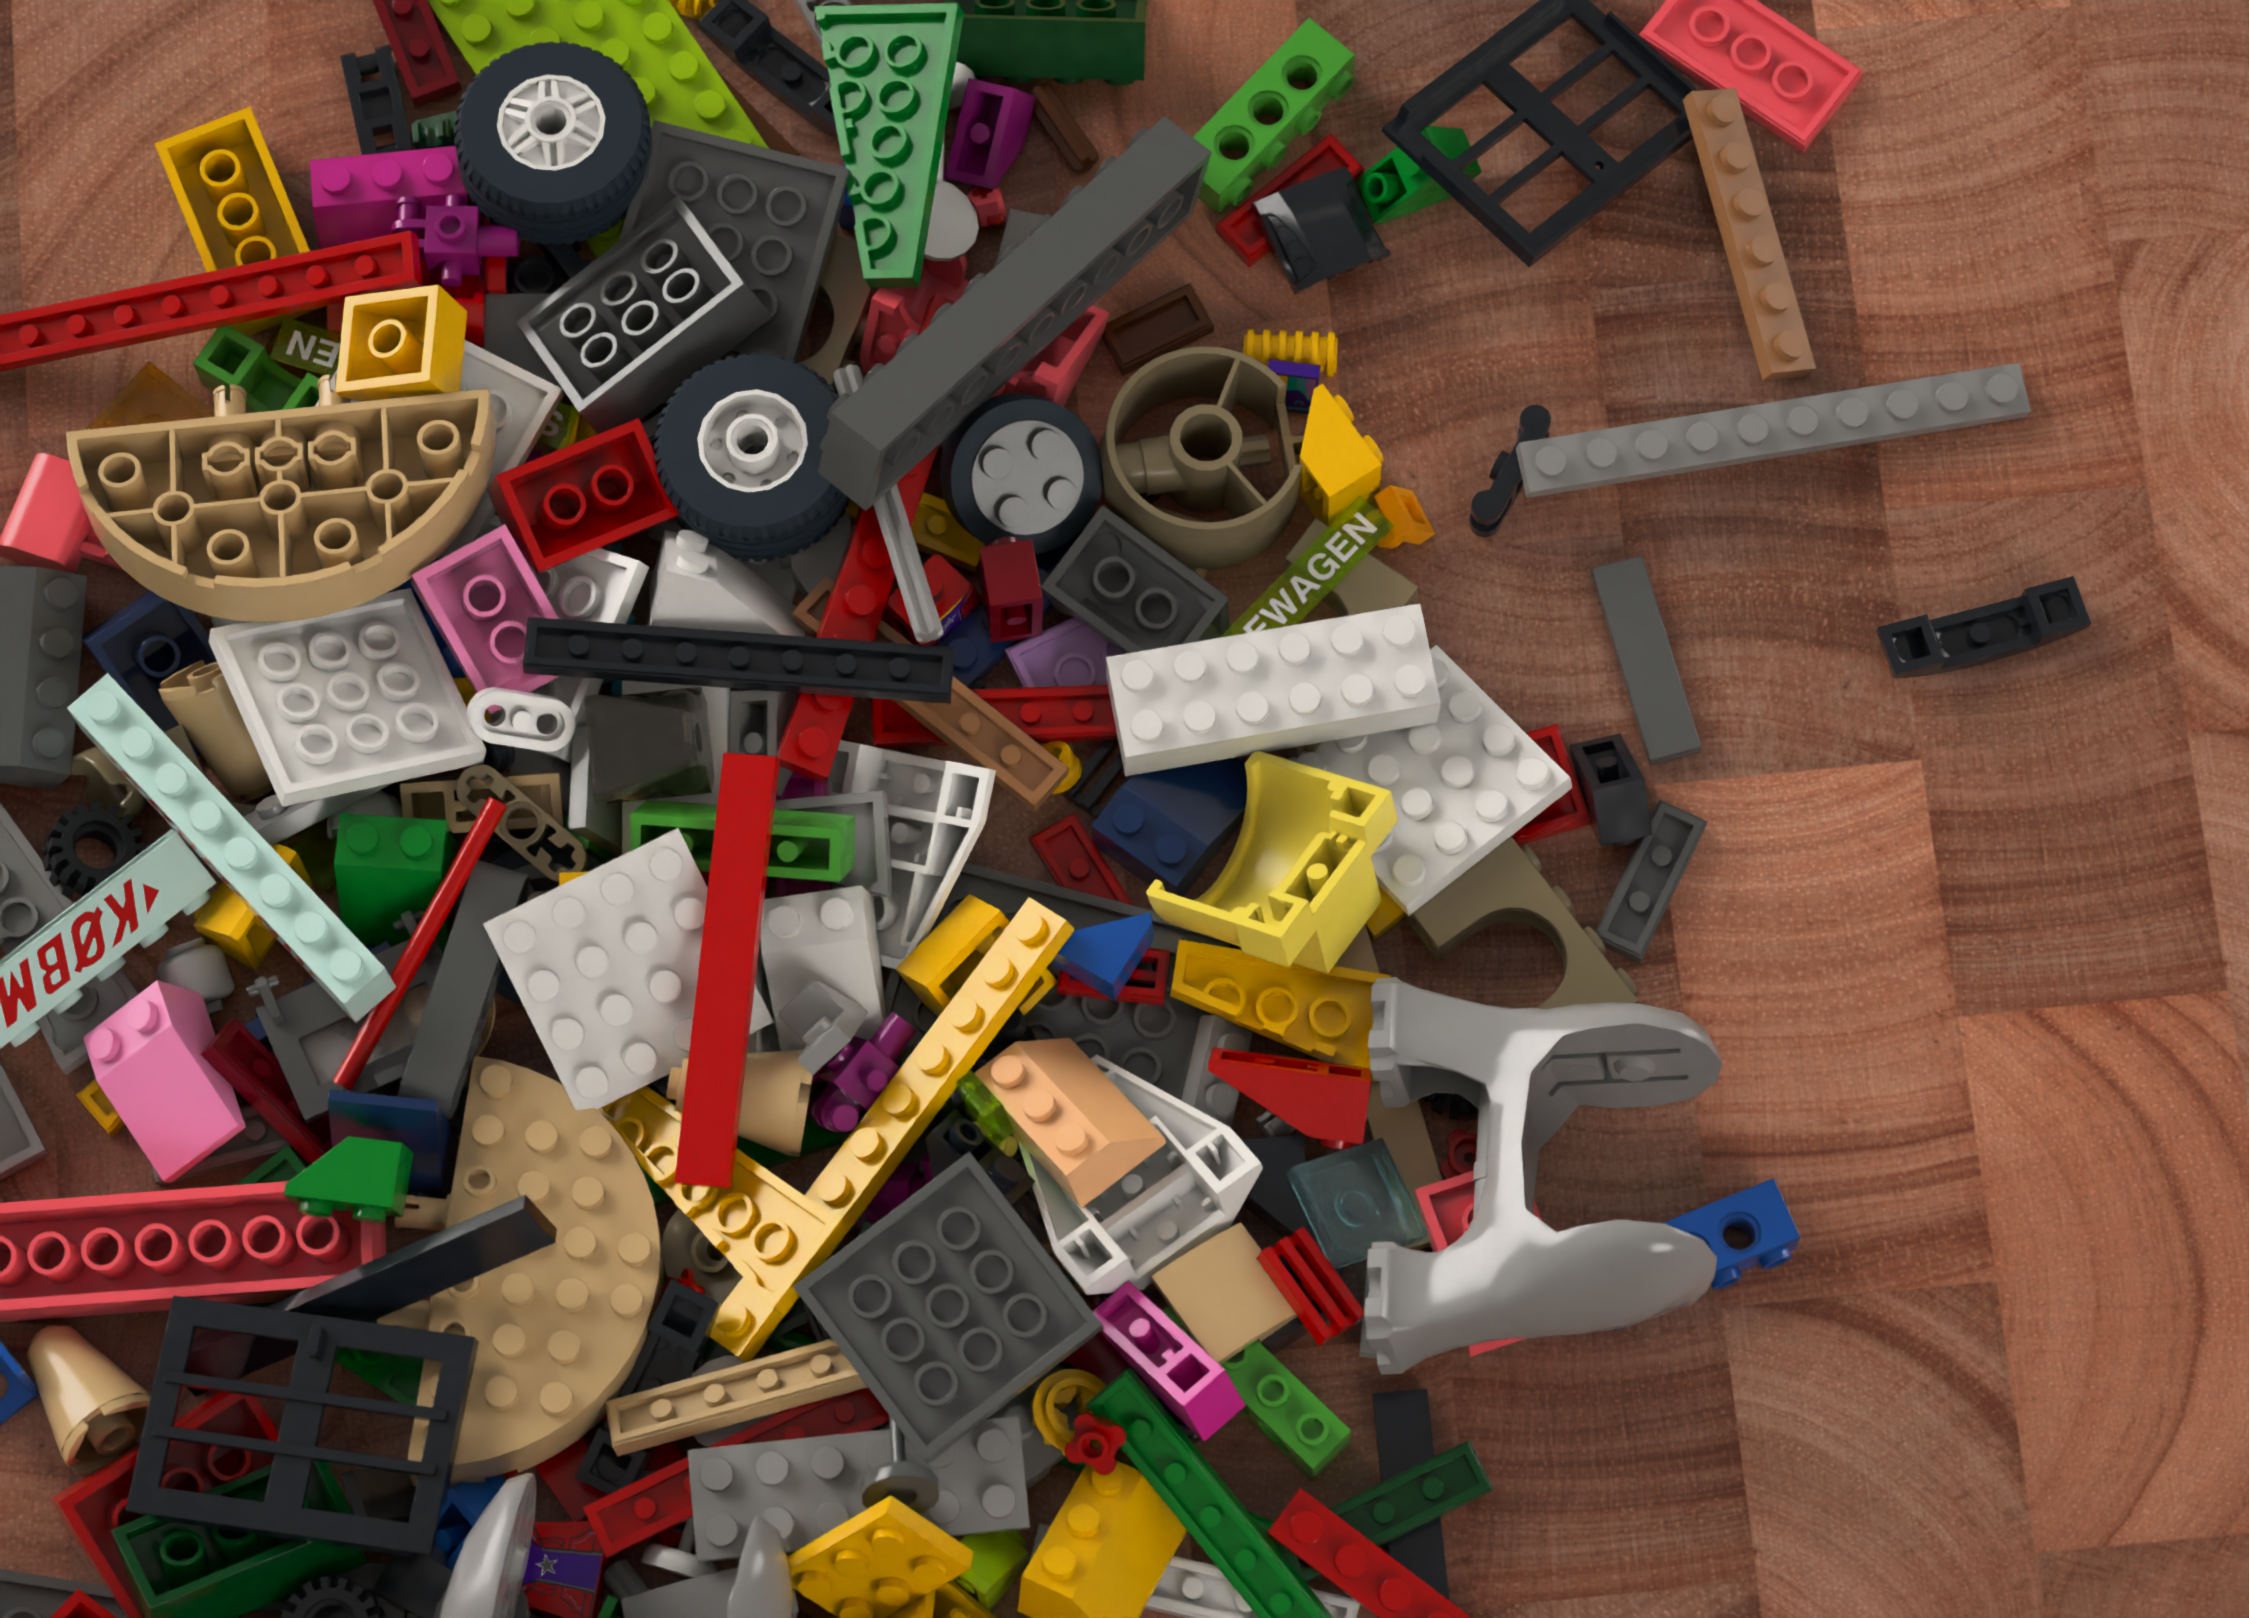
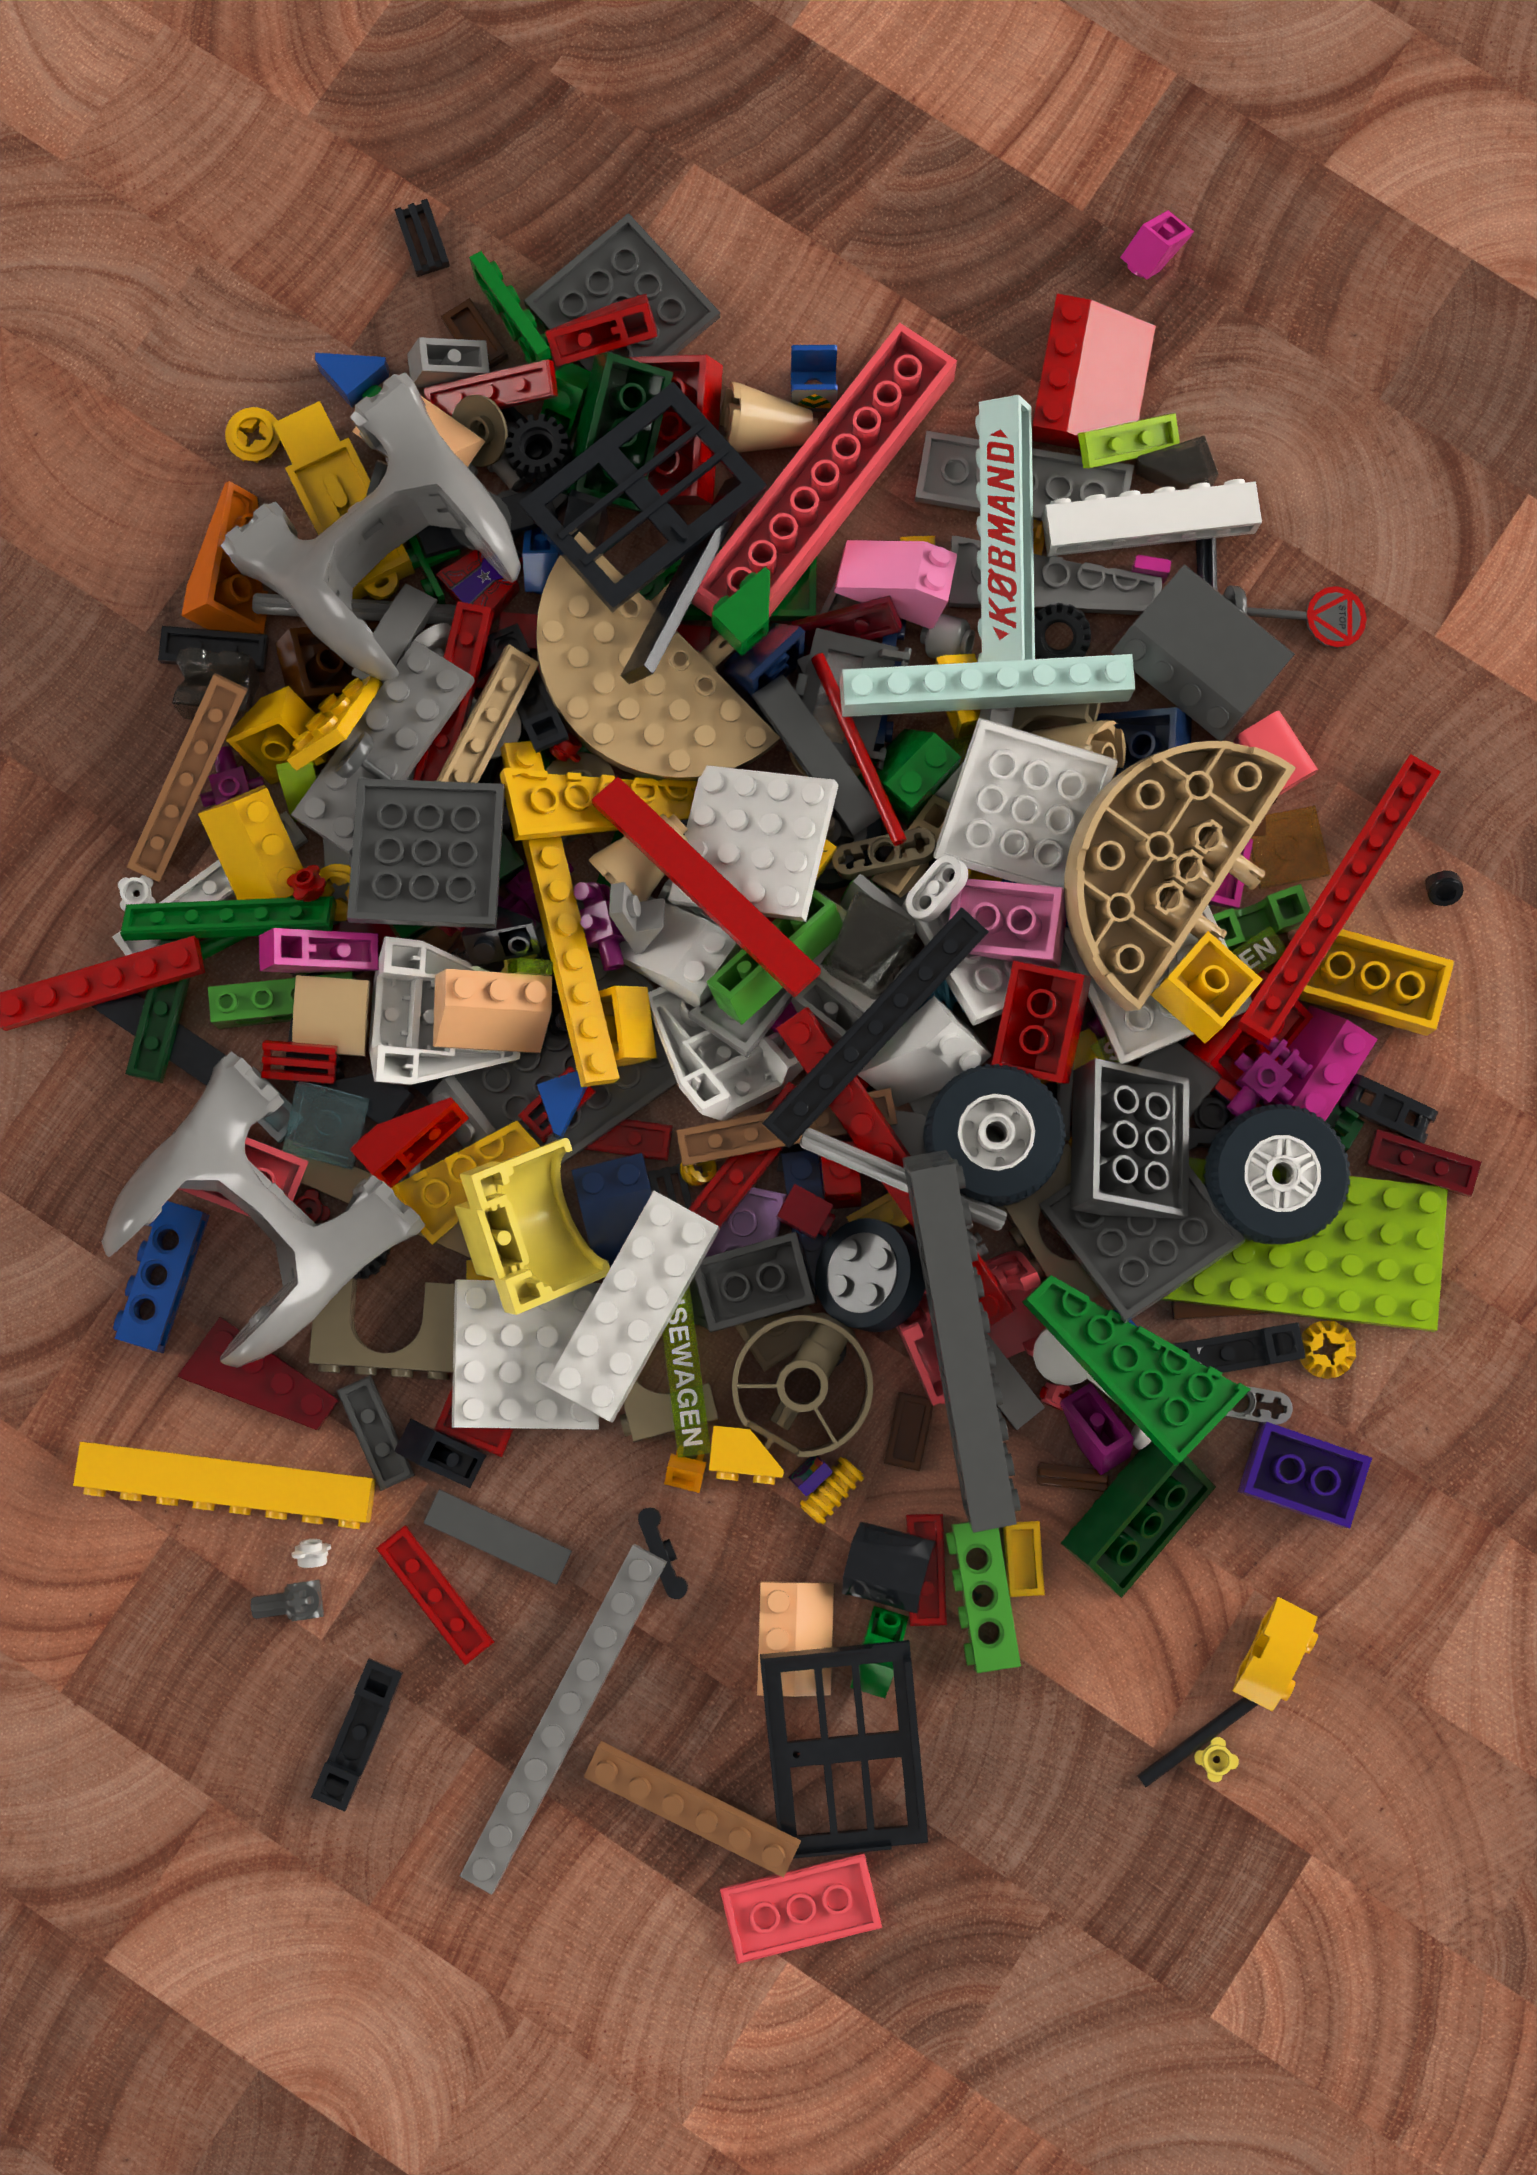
camera: 125 degrees right, 10 degrees up
(69, 233) = (1444, 888): none -> black tile
(1195, 101) = (1023, 1559): none -> yellow tile
(1475, 280) = (795, 1619): none -> light nougat slope
(1731, 1112) = (262, 1383): none -> dark red wing
(1765, 676) = (435, 1595): none -> red tile
(1839, 836) = (311, 1553): none -> white plate
(1849, 993) = (224, 1482): none -> yellow brick
(1901, 805) = (297, 1601): none -> dark grey axle

